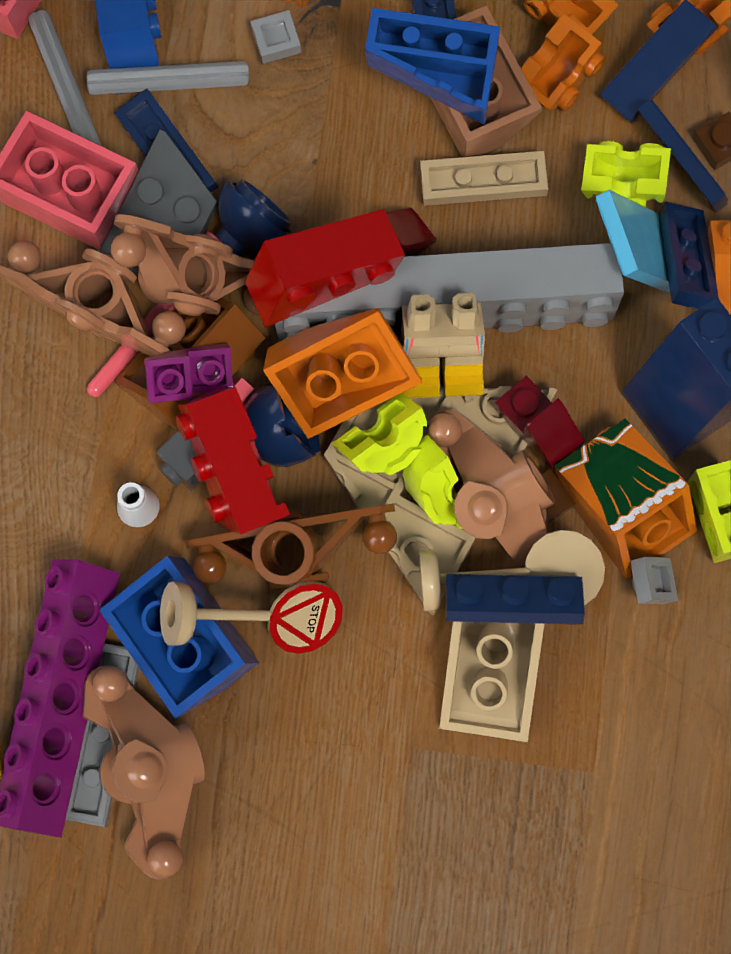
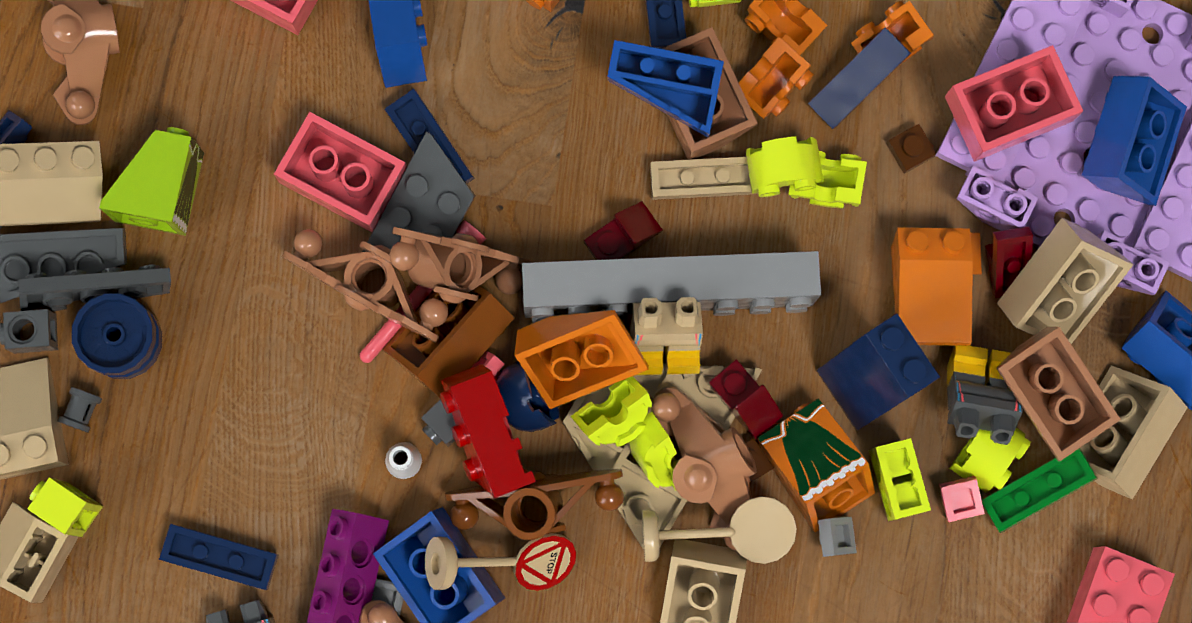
camera: 10 degrees left, 5 degrees up
(62, 76) = (339, 75): light grey axle -> none
(167, 77) = (431, 78): light grey axle -> none
(188, 371) = (450, 351): magenta slope -> none
(249, 217) = (504, 212): dark blue piece -> none
(276, 36) = (526, 42): light grey plate -> none
(322, 265) = (568, 269): red wedge -> none
(514, 599) = (720, 555): dark blue plate -> none
(573, 153) = (783, 164): none -> neon yellow cylinder
(635, 239) = (837, 247): medium azure tile -> none
(683, 155) = (877, 163): dark blue tile -> none
(687, 255) = (877, 257): dark blue plate -> none

